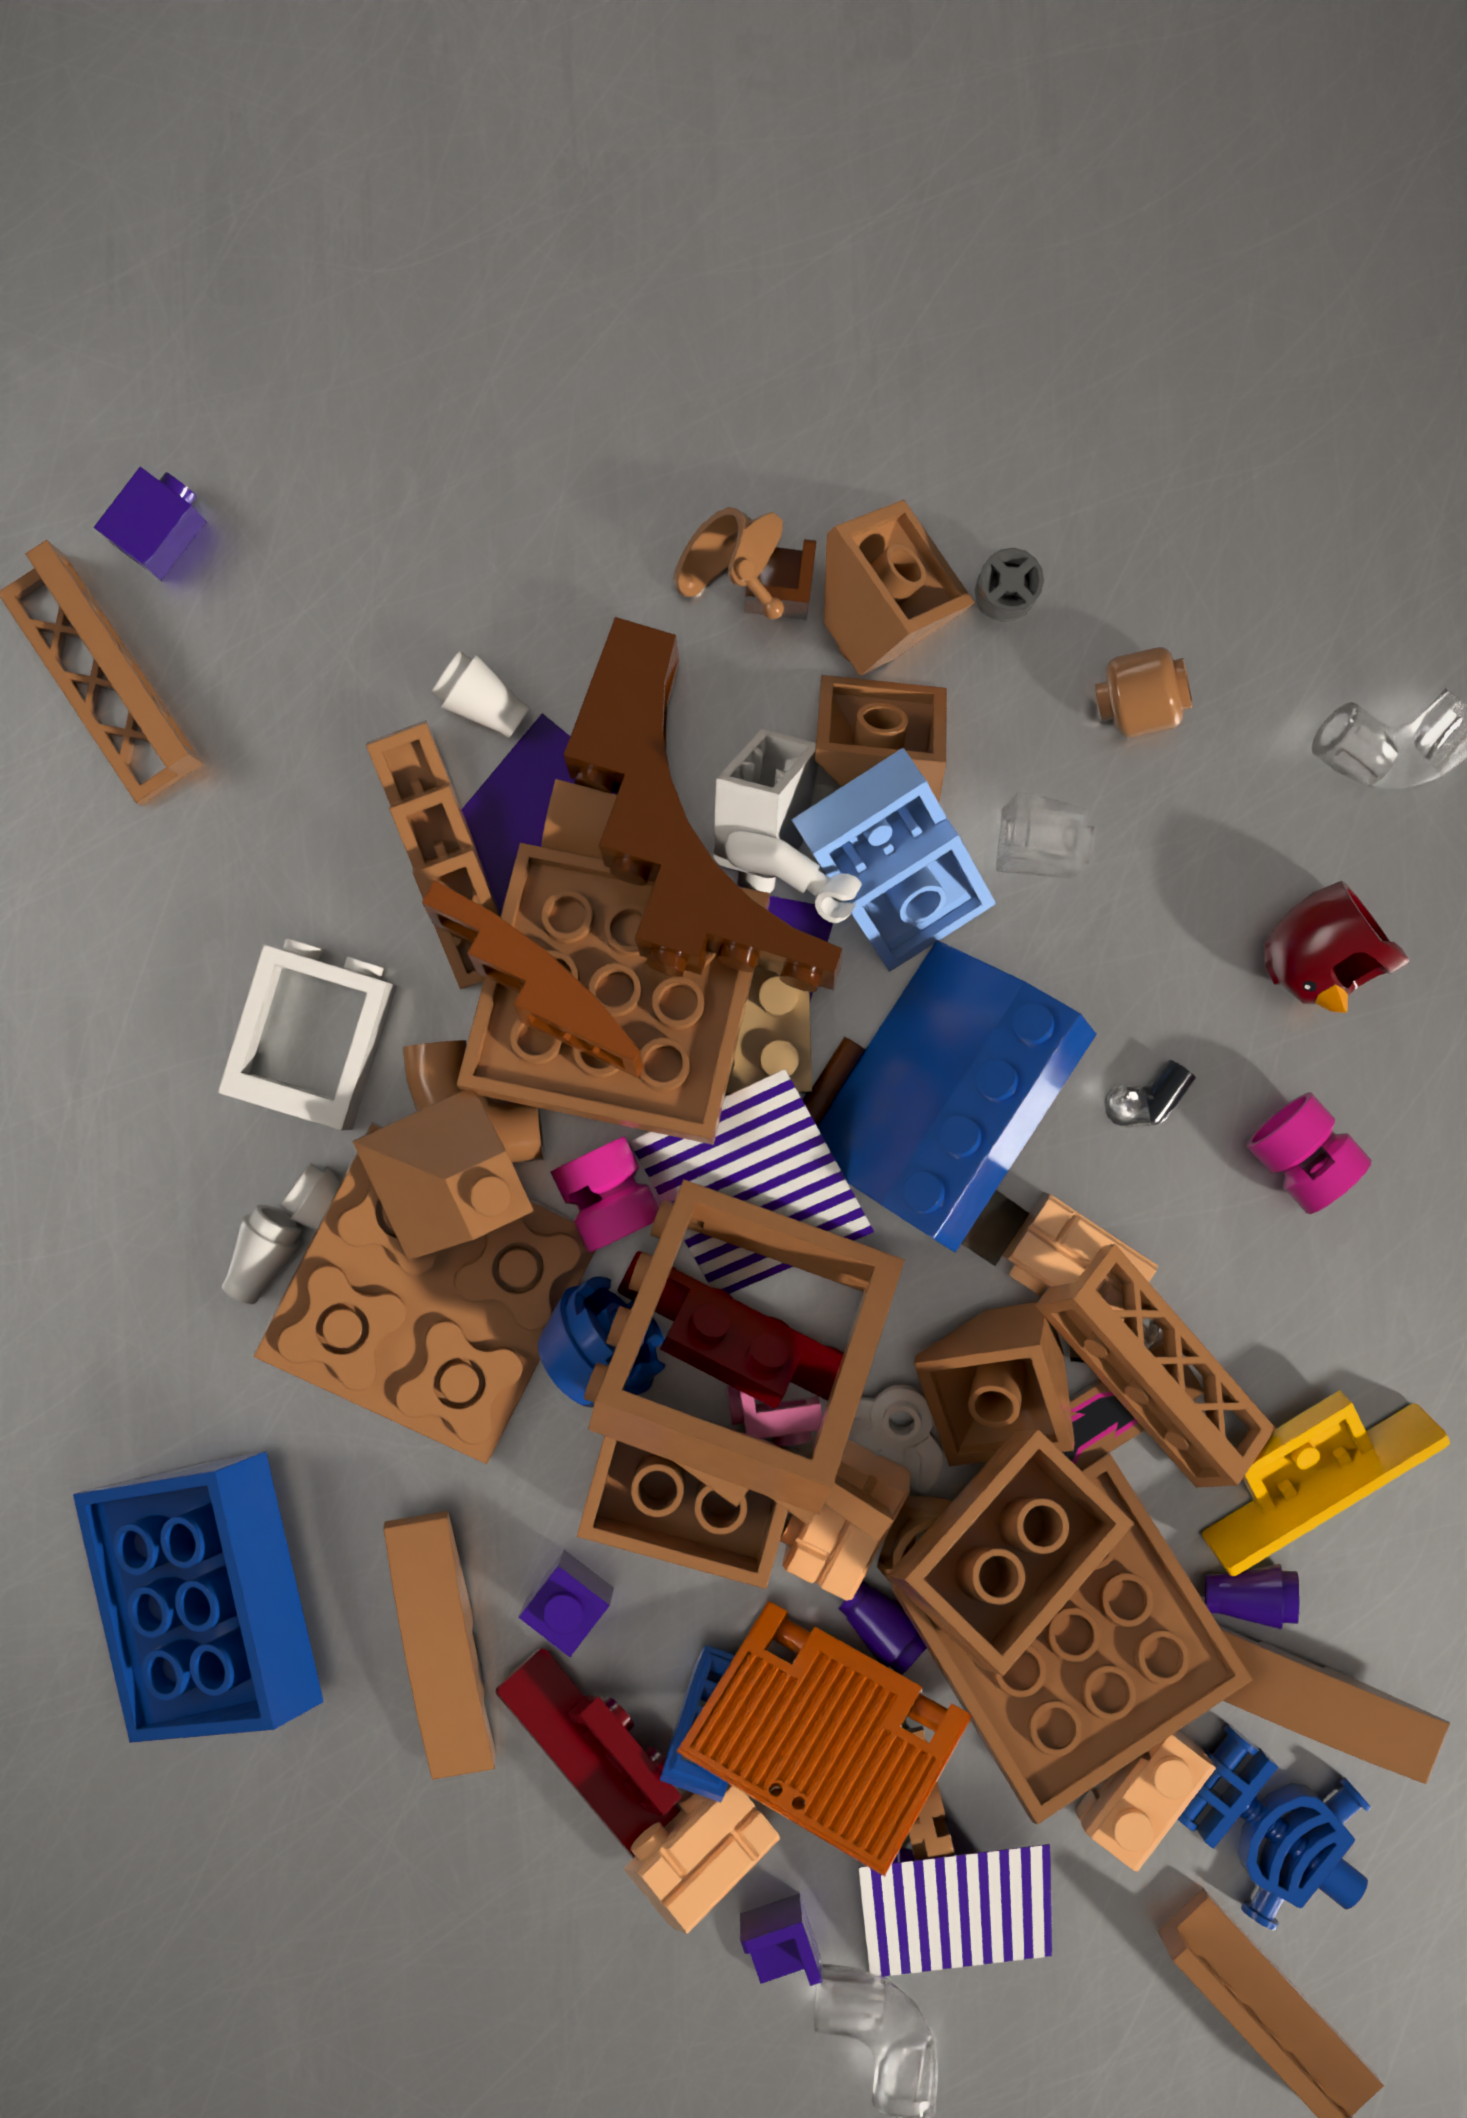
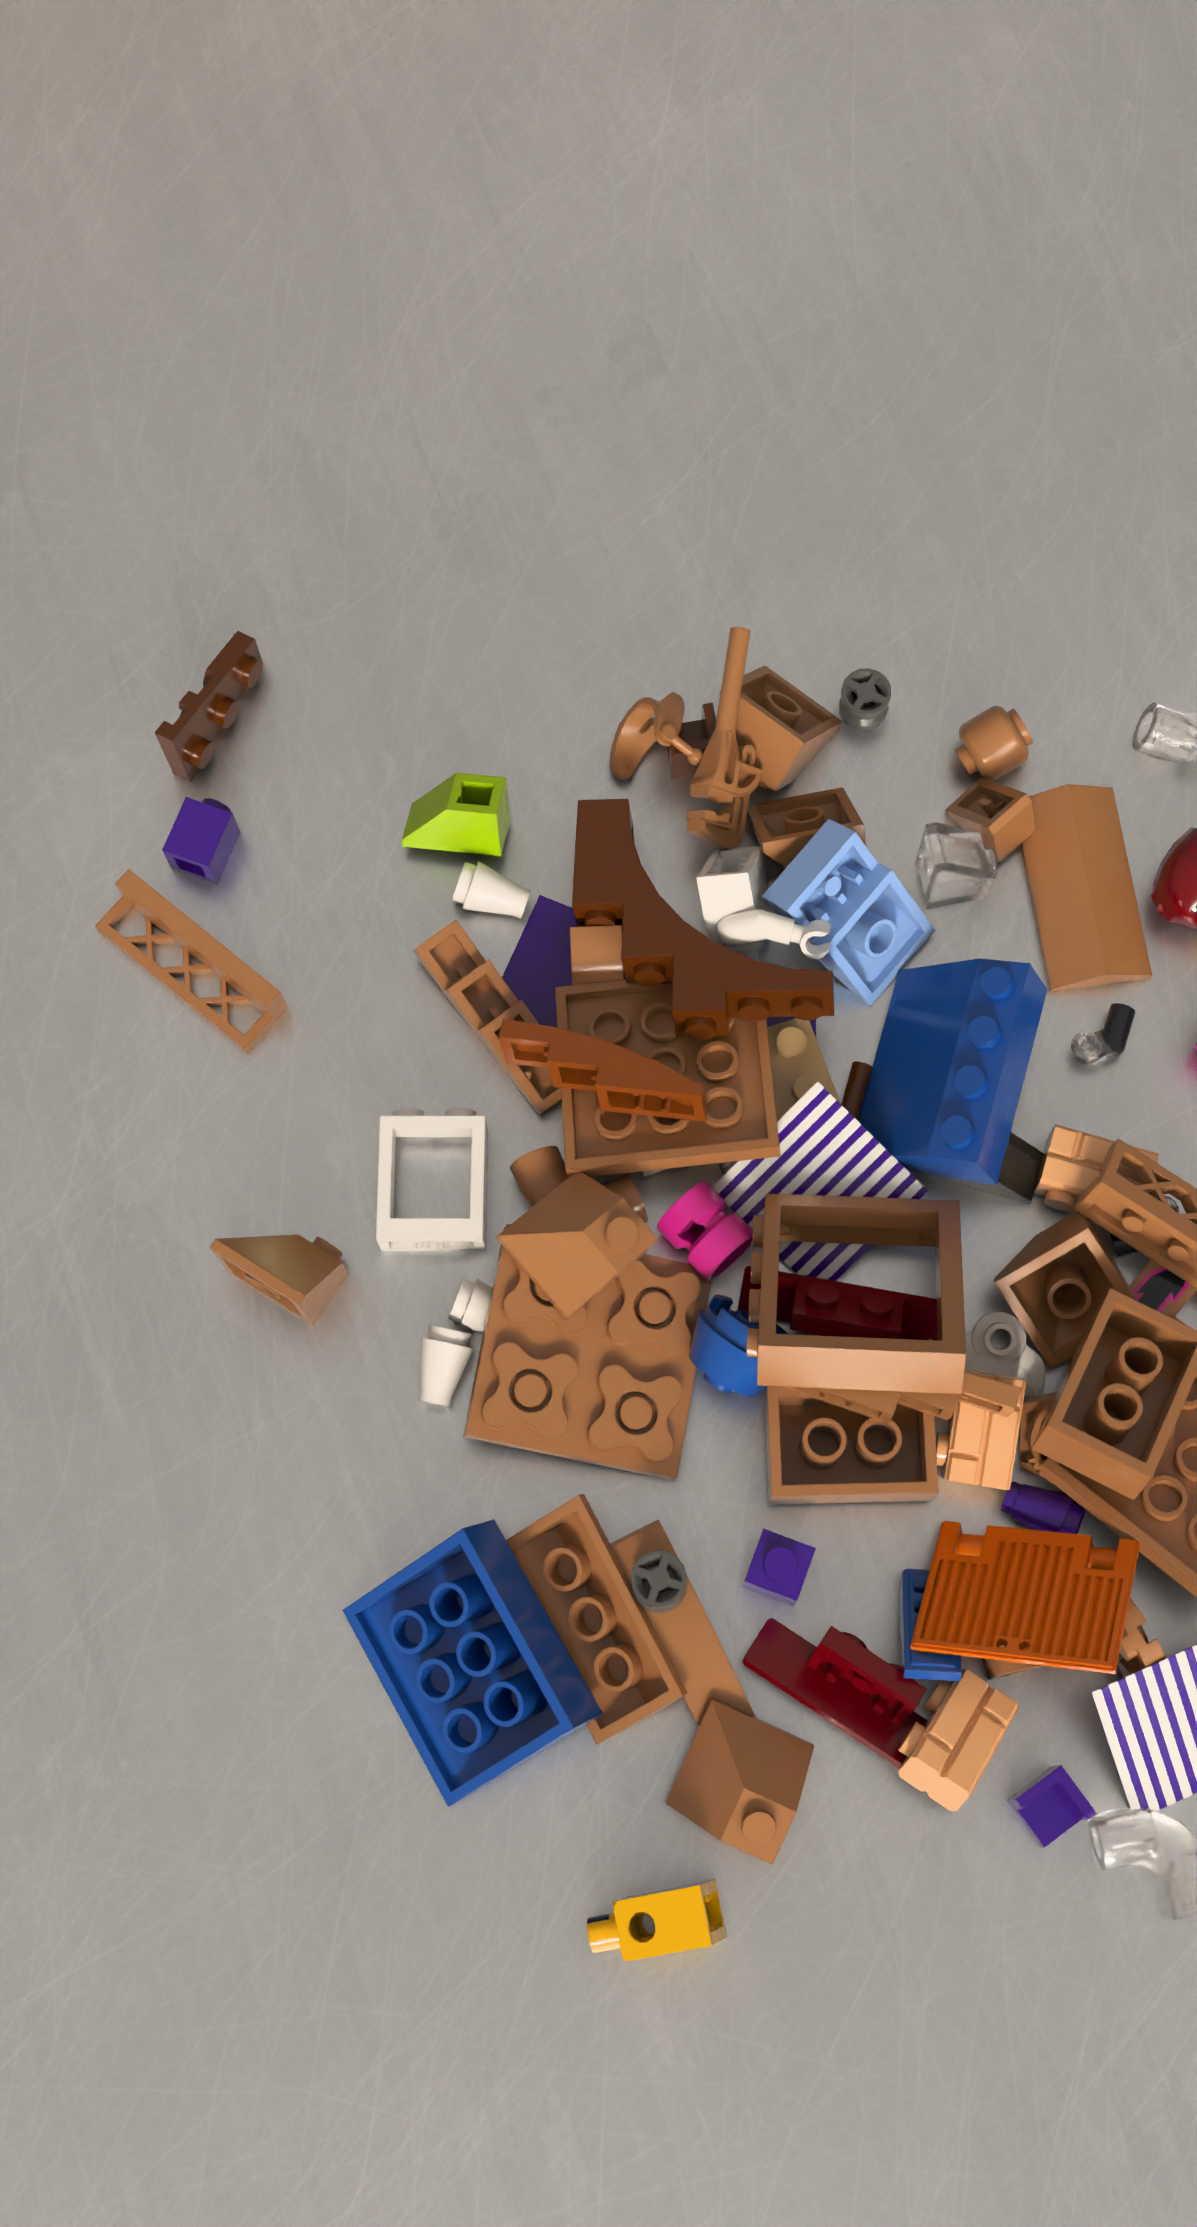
camera: 10 degrees left, 15 degrees down
(103, 1102) = (286, 1269): none -> medium nougat slope
(191, 364) = (191, 738): none -> reddish brown wing
(321, 1947) = (683, 1919): none -> yellow torso
(346, 1592) = (597, 1616): none -> medium nougat slope
(412, 1604) = (661, 1571): none -> dark grey wheel
(452, 1825) = (741, 1780): none -> medium nougat slope
(470, 591) = (461, 816): none -> lime slope
(807, 631) = (726, 769): none -> medium nougat piece
(1111, 784) = (998, 813): none -> medium nougat slope
(1187, 902) = (1083, 890): none -> medium nougat slope

